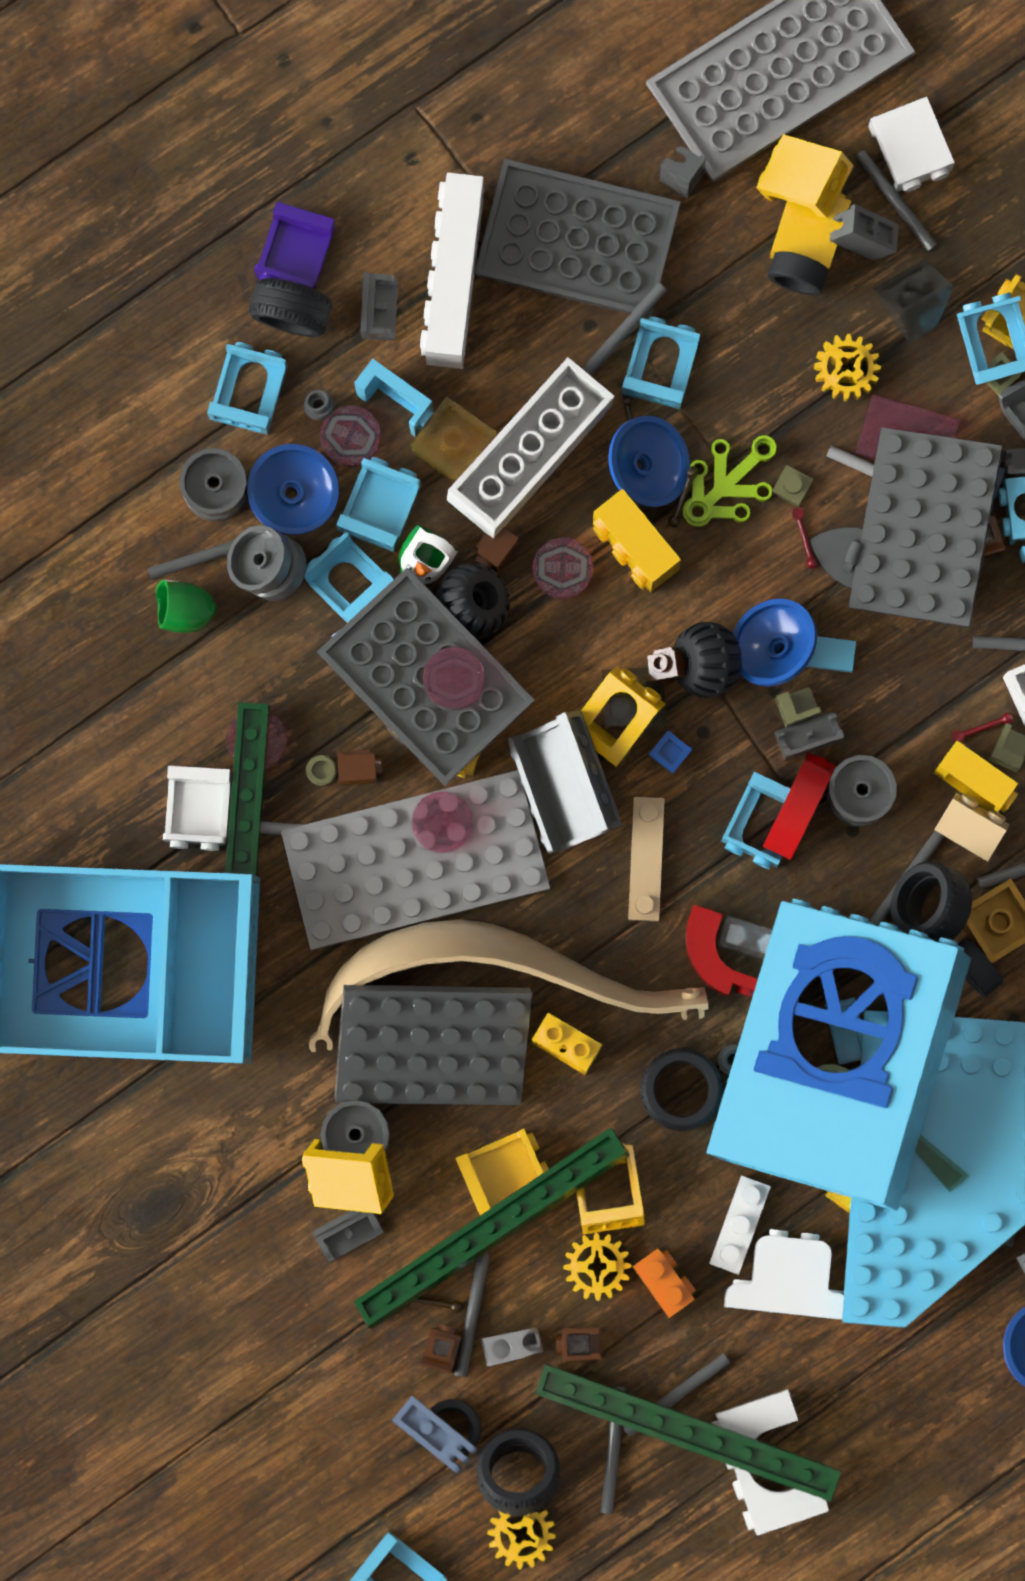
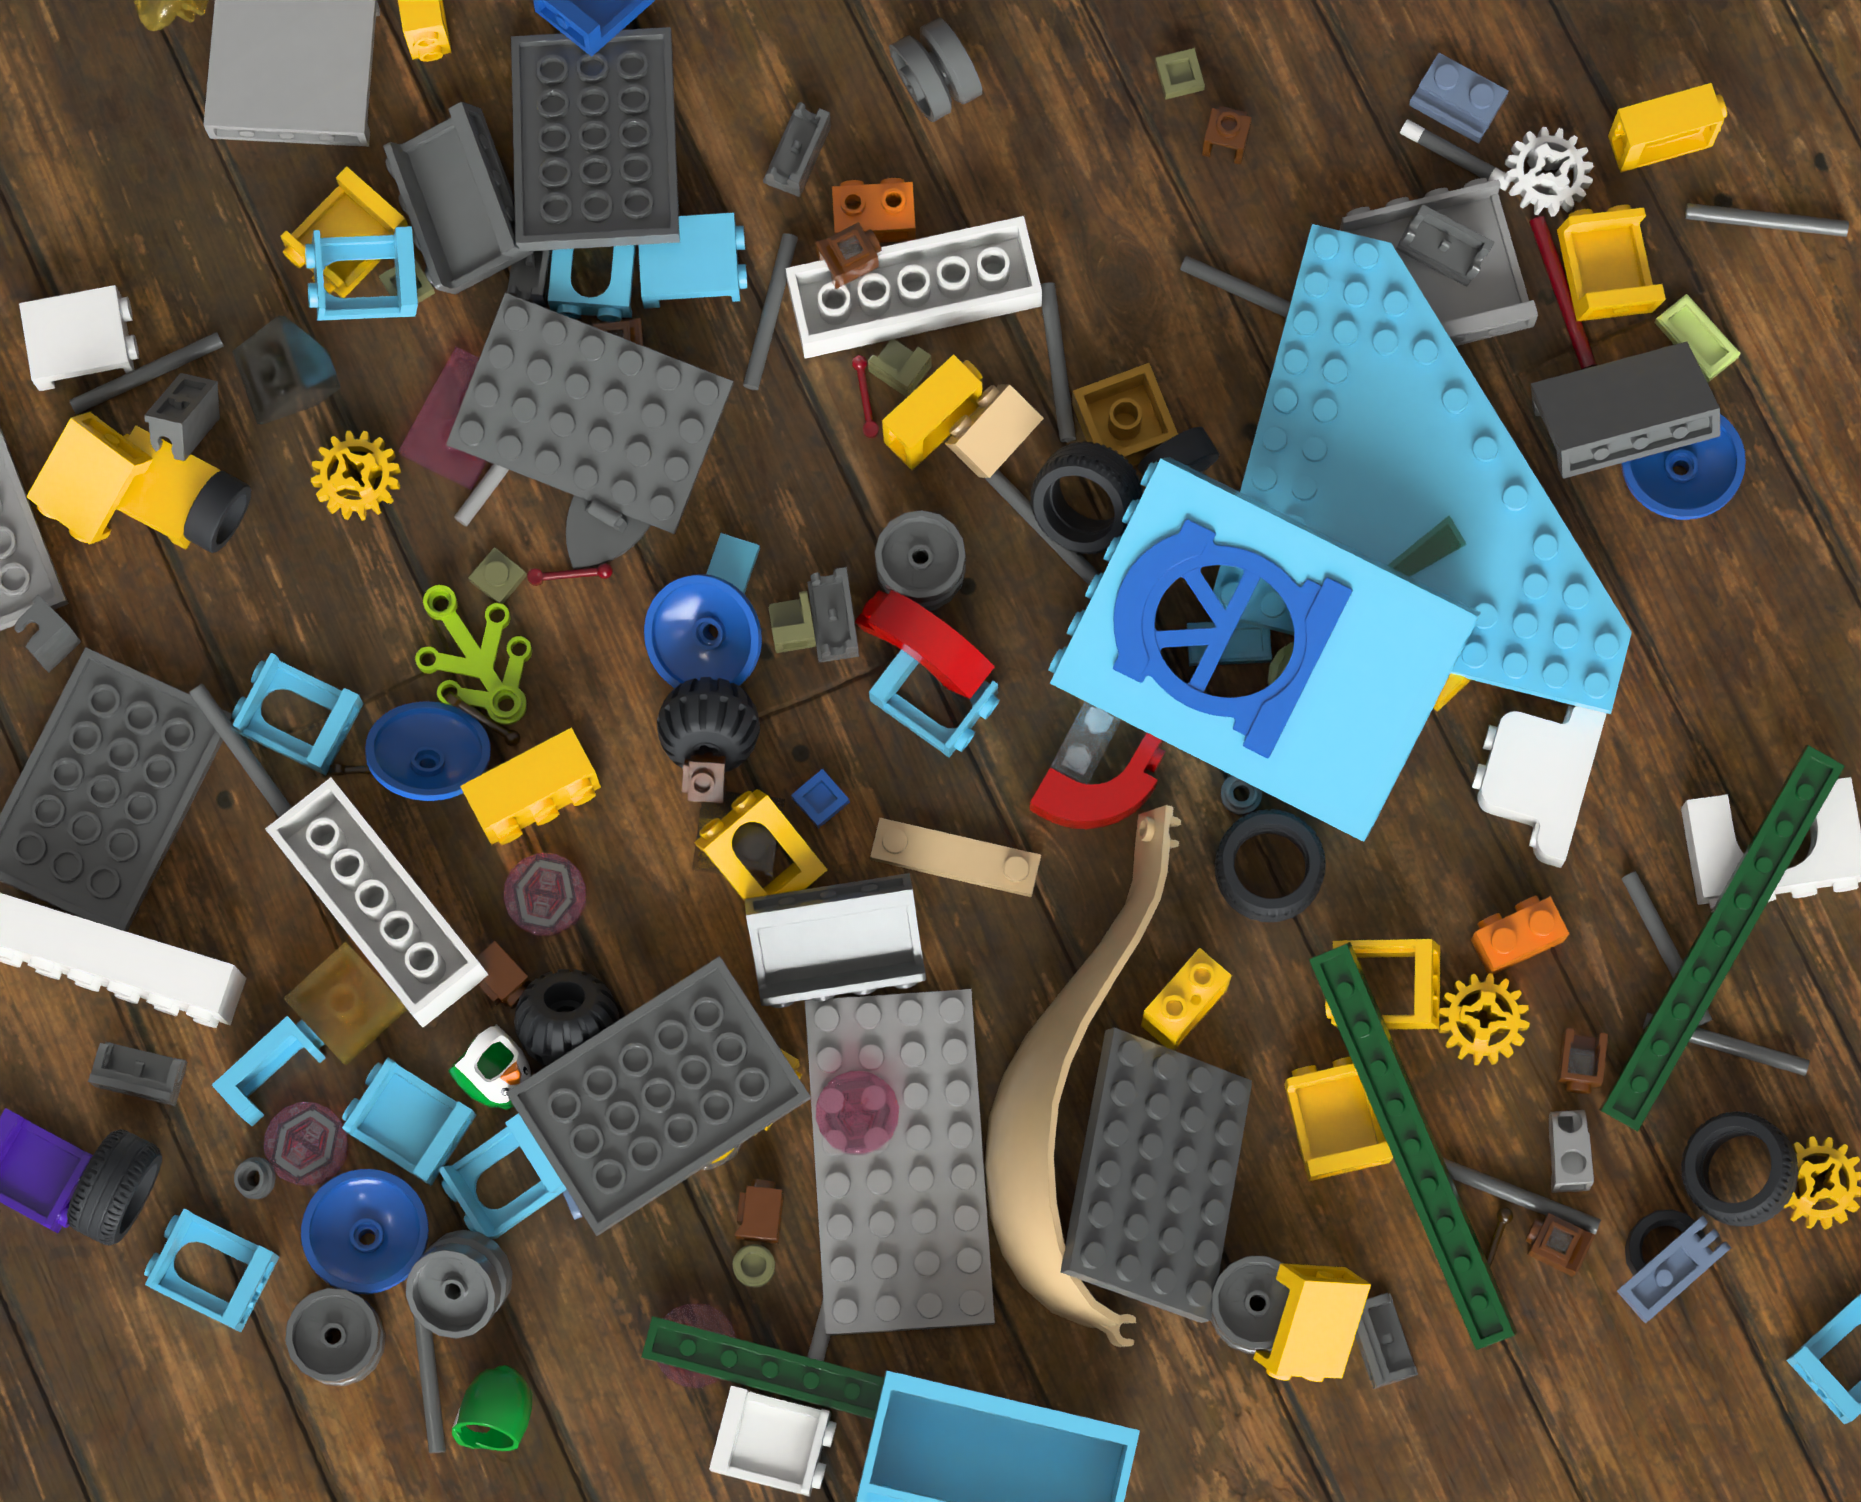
camera: 80 degrees left, 5 degrees down
(453, 678) = (669, 1056): clear pink tile -> none
(739, 1225) = (1458, 826): white plate -> none

